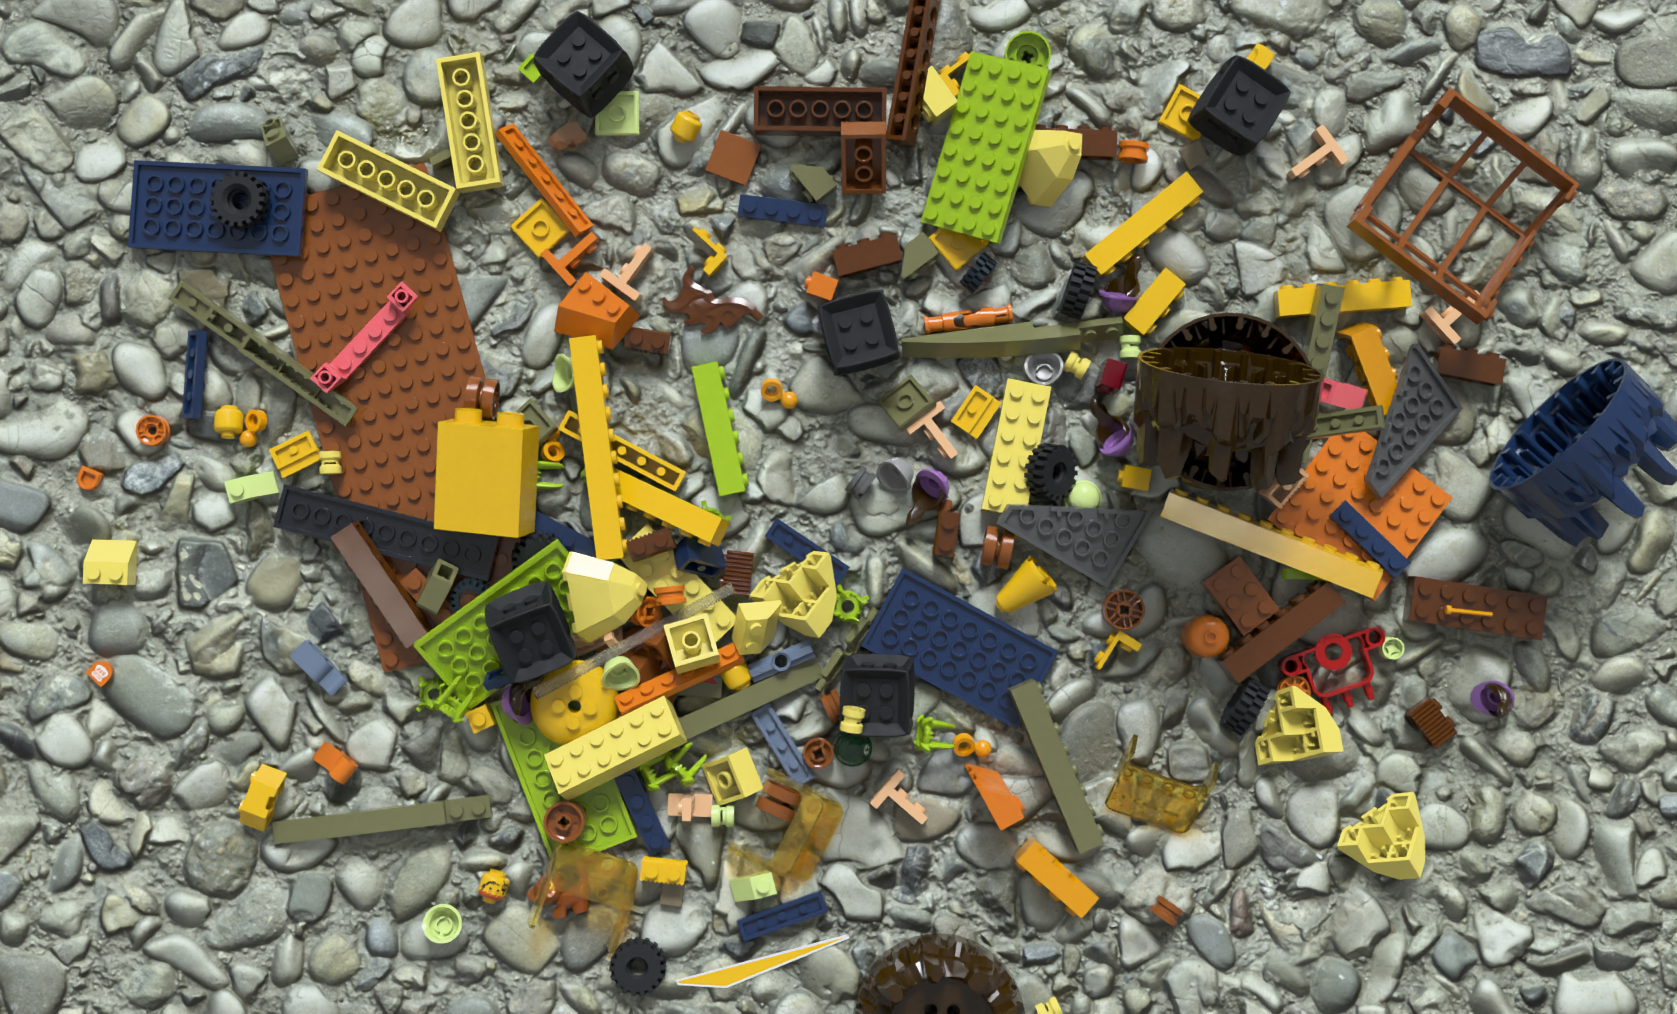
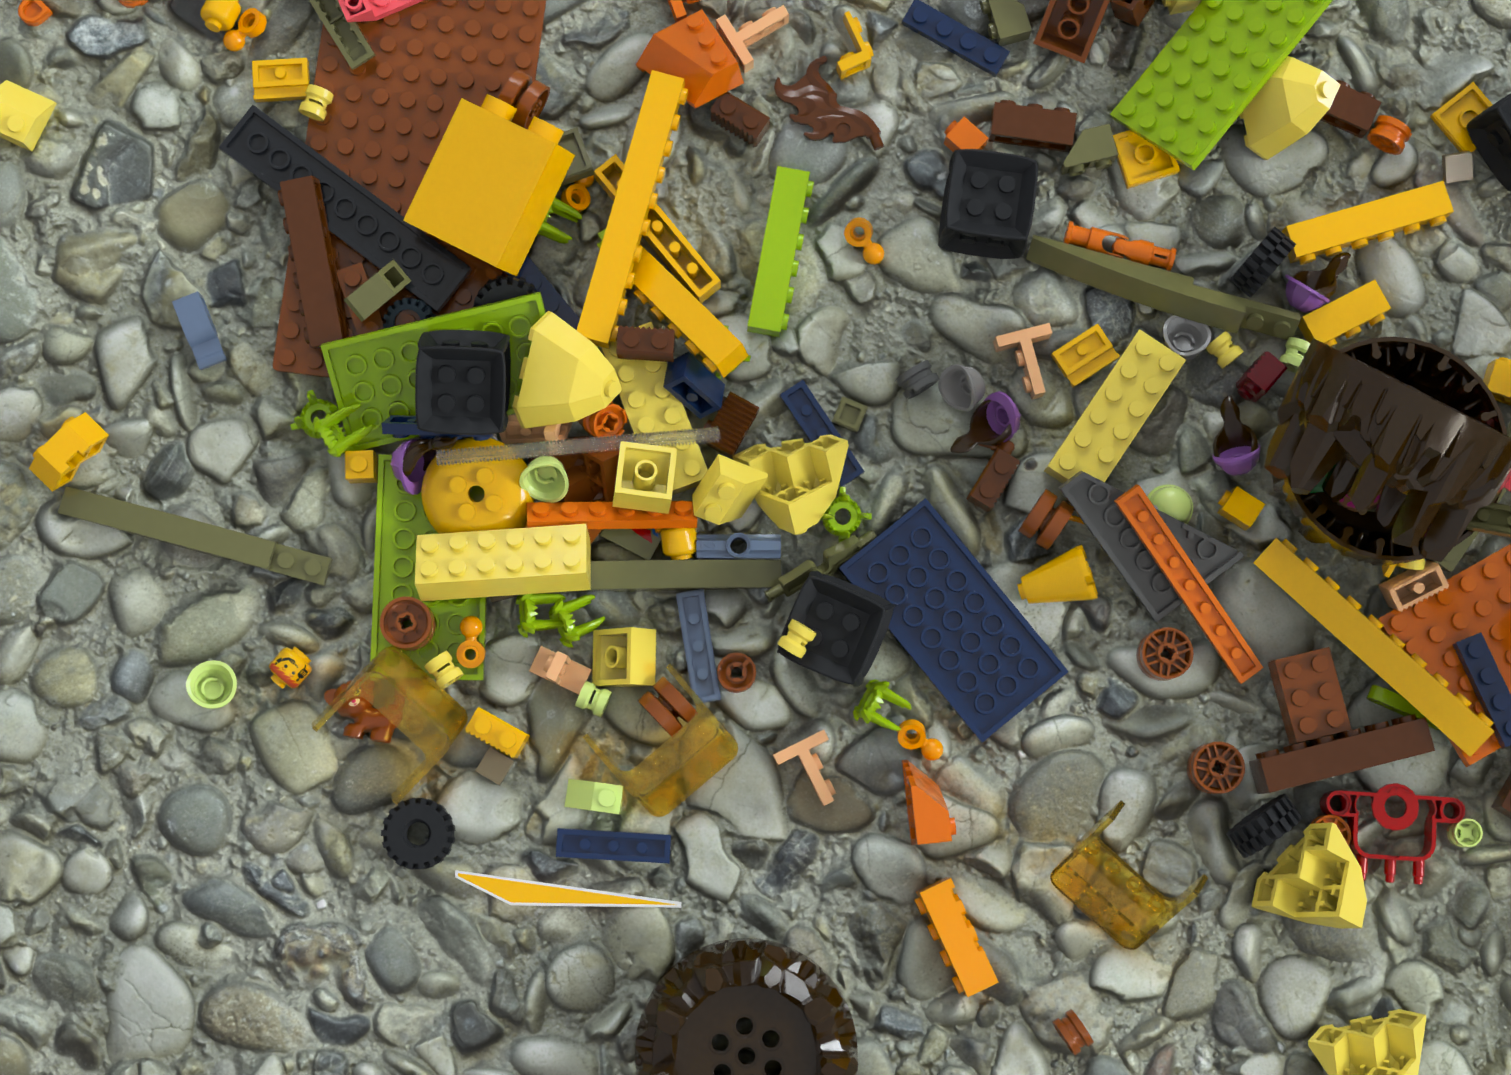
camera: 15 degrees right, 5 degrees down
(251, 487) = (213, 95): yellowish green slope -> none
(335, 761) = (170, 447): orange panel -> none
(563, 374) = (626, 116): yellowish green helmet -> none
(611, 844) = (447, 671): none -> light yellow wheel
(612, 803) = (471, 628): none -> light orange plate
(643, 812) = (501, 653): dark blue plate -> none
(670, 595) = (643, 410): orange wheel -> none
(821, 527) = (849, 414): none -> olive tile
(832, 705) = (776, 621): dark orange wheel -> none
(852, 749) = (779, 684): clear green helmet -> none
(906, 403) = (1009, 310): olive tile -> none
(978, 272) = (1153, 196): black wheel -> none
(1042, 463) = (1134, 450): black tyre -> none
(1055, 765) = (1011, 804): olive brick -> none
(1119, 552) = (1188, 584): none -> orange plate
(1127, 643) = (1153, 696): yellow bracket -> none
(1203, 674) = (1228, 775): none -> dark orange wheel
(1205, 636) = (1250, 725): orange cylinder -> none
(1431, 722) = (1479, 941): reddish brown brick -> none

